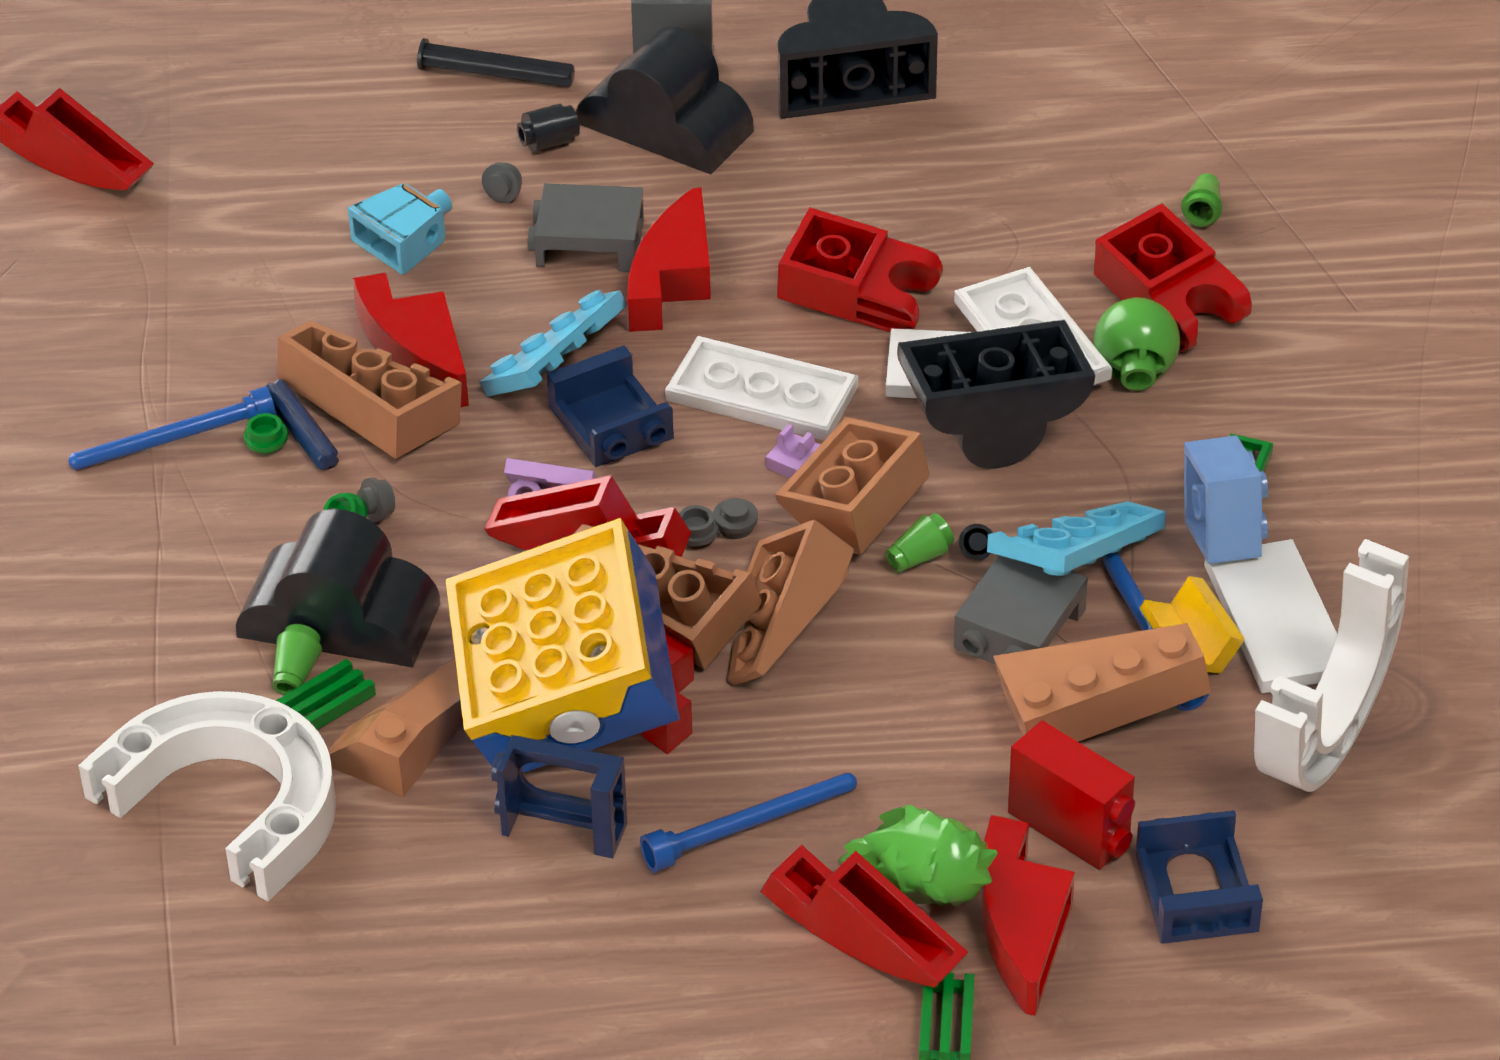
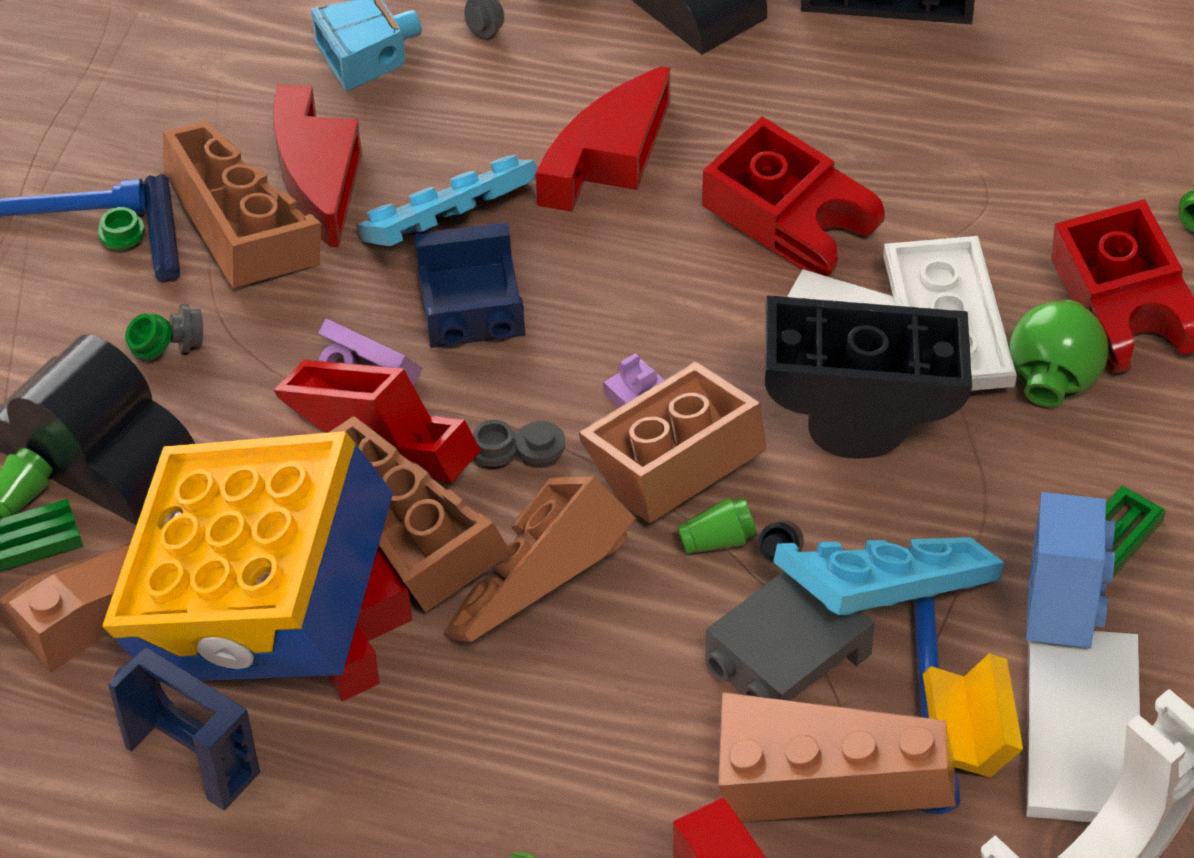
camera: 20 degrees right, 5 degrees up
(587, 220) = (543, 76): dark grey panel -> none
(663, 848) = (276, 817): blue piece -> none
(761, 388) = (640, 302): white tile -> none

